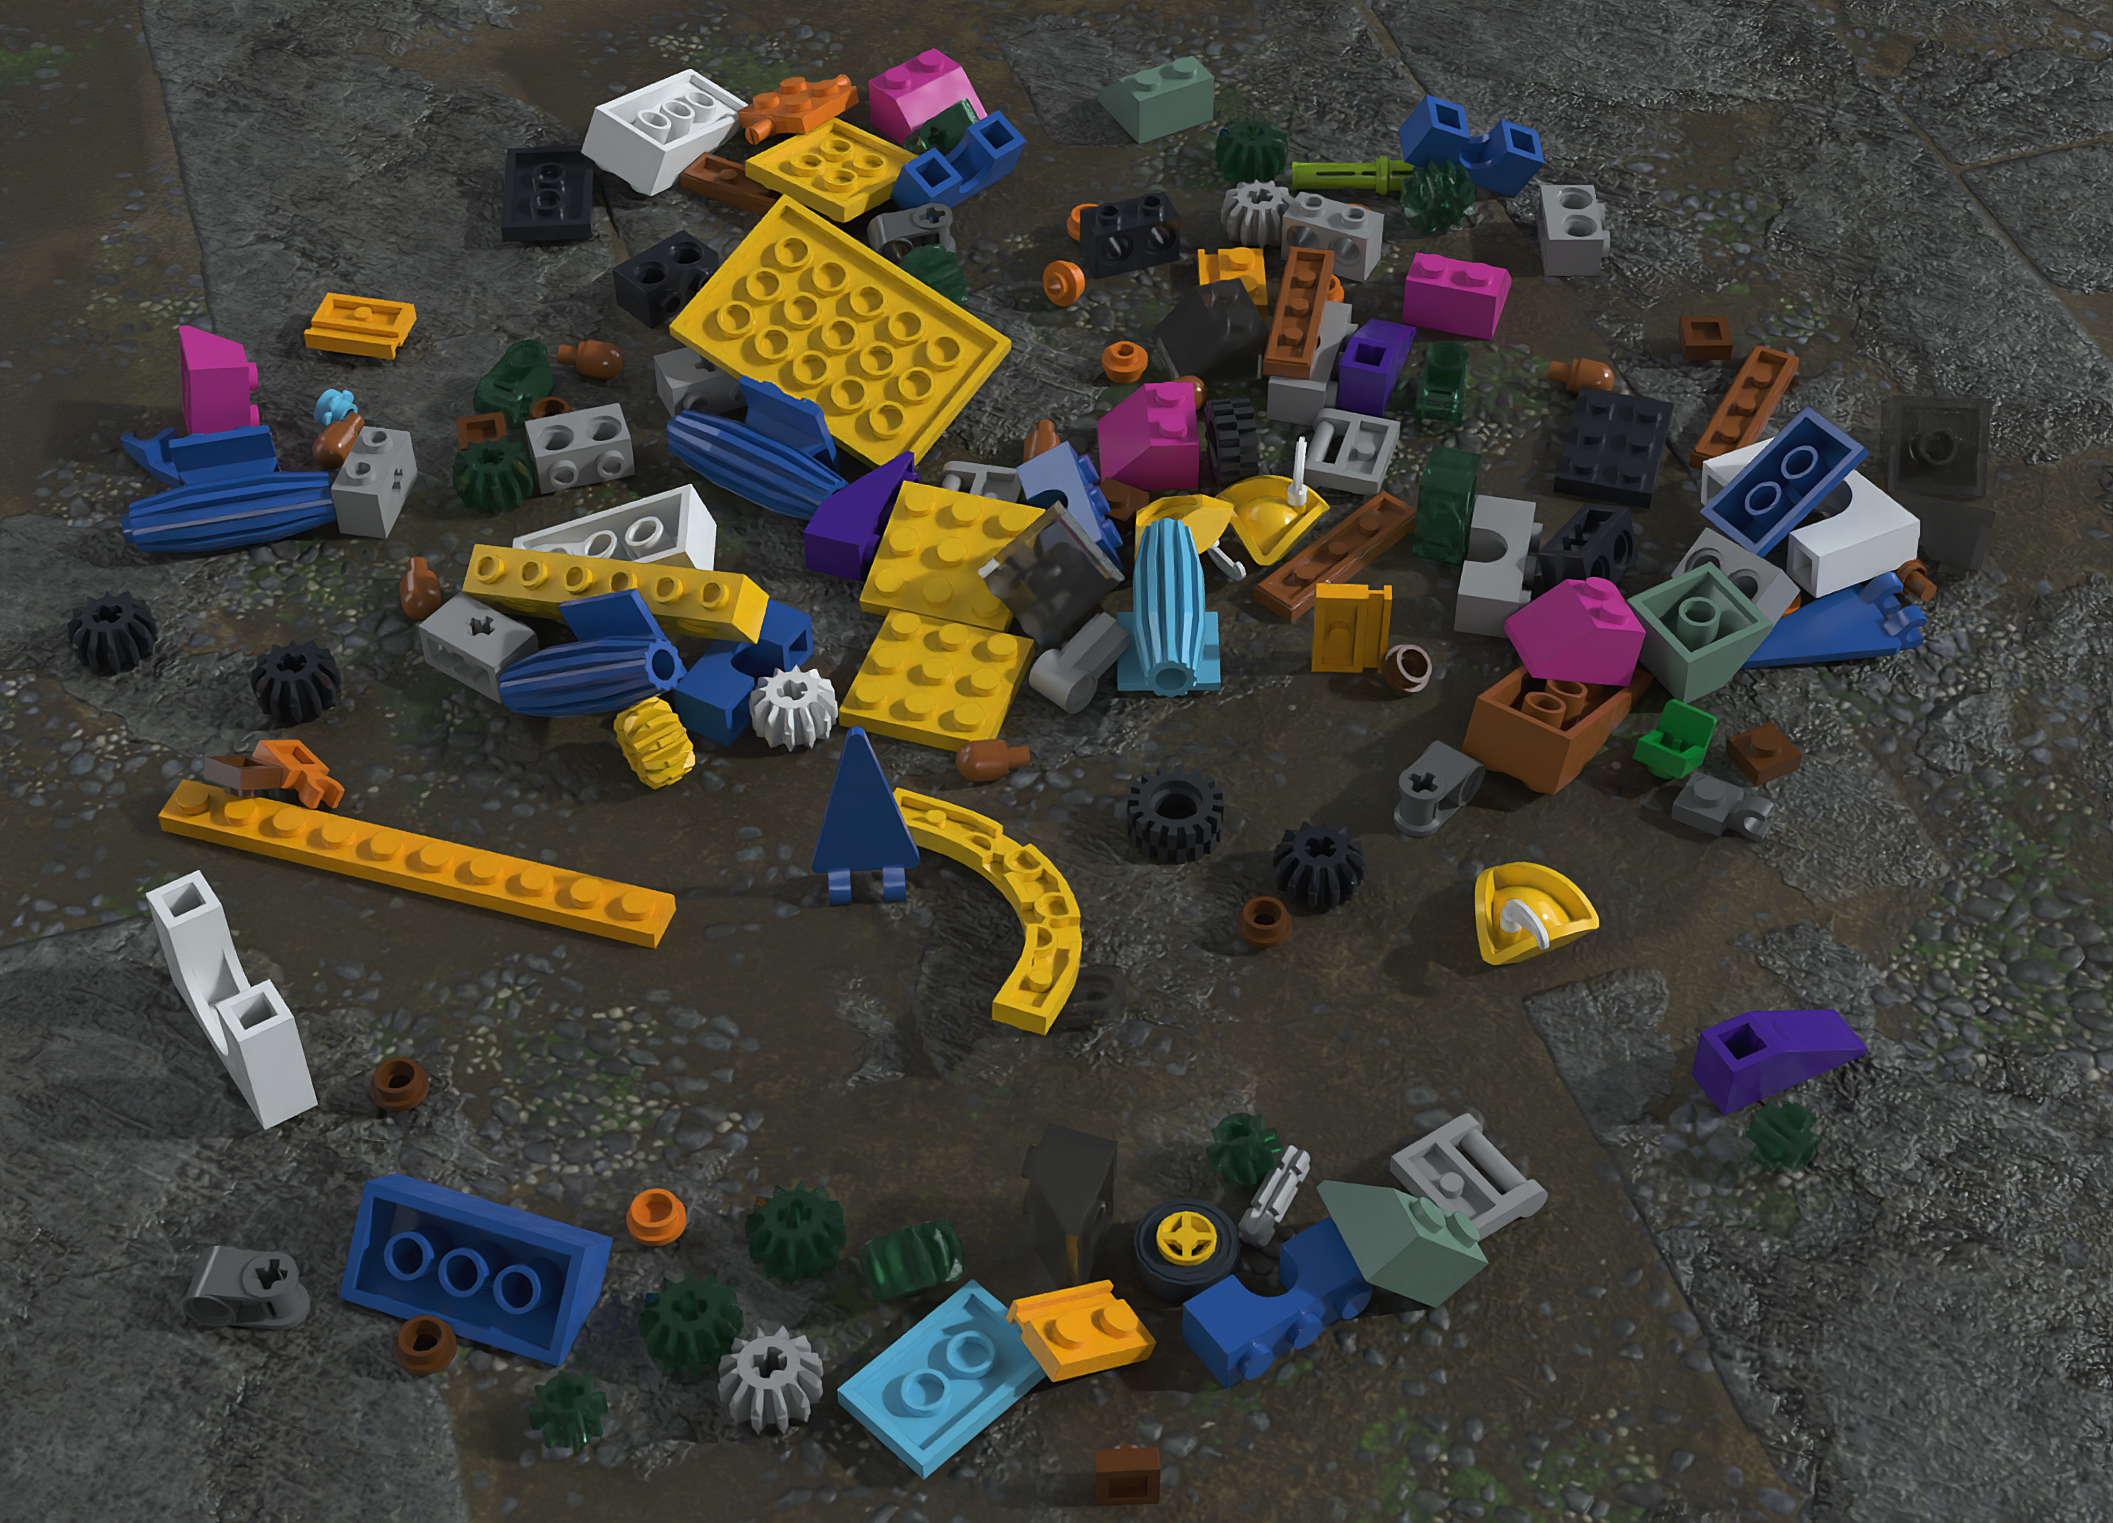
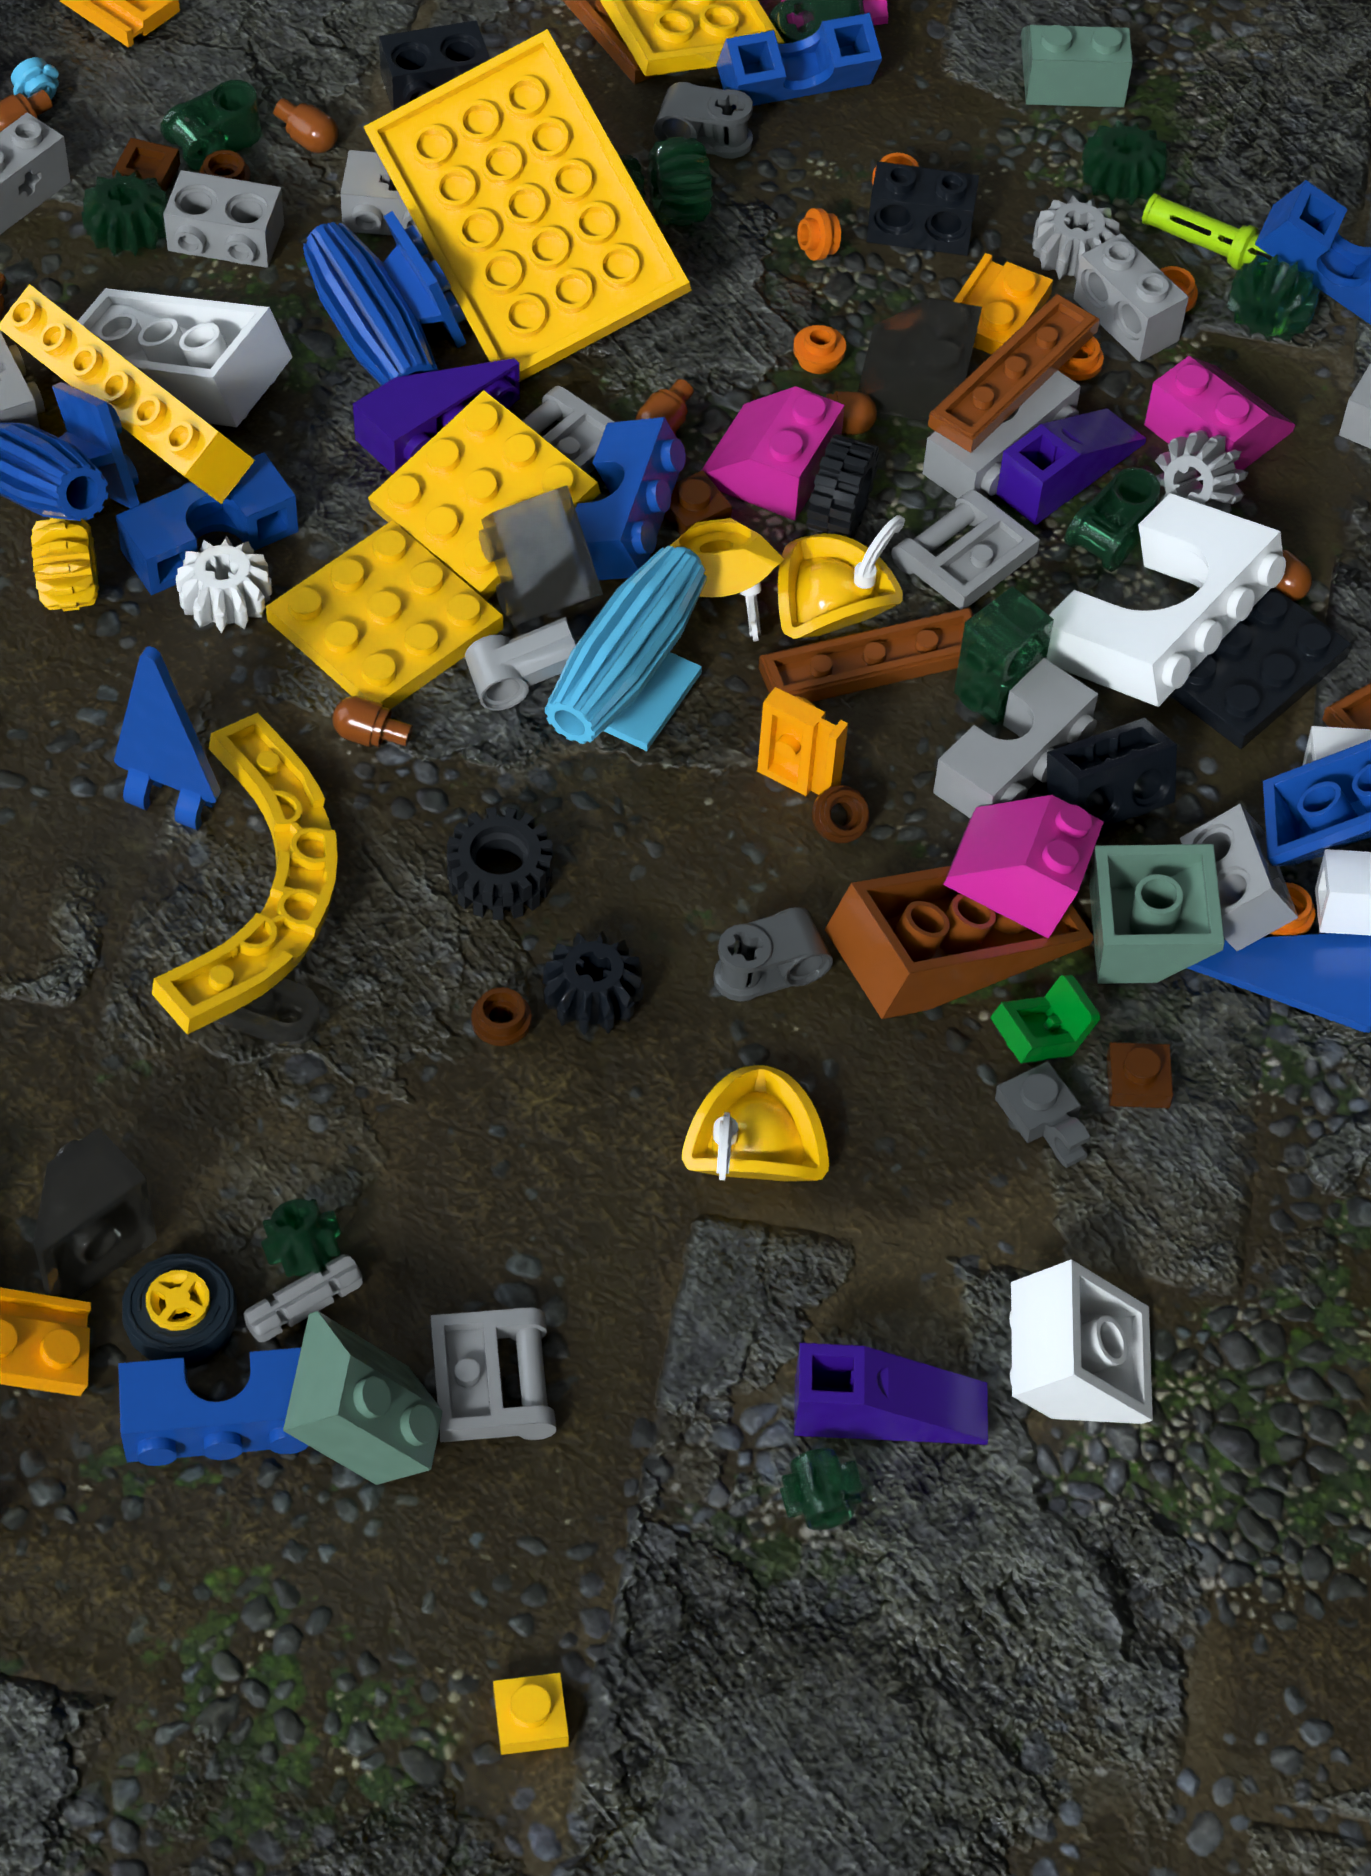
camera: 25 degrees right, 10 degrees up
(1497, 343) = (1212, 462): none -> light grey gear
(1536, 377) = (1158, 649): none -> white arch
(1694, 1410) = (530, 1713): none -> yellow plate
(1879, 952) = (1080, 1347): none -> white slope

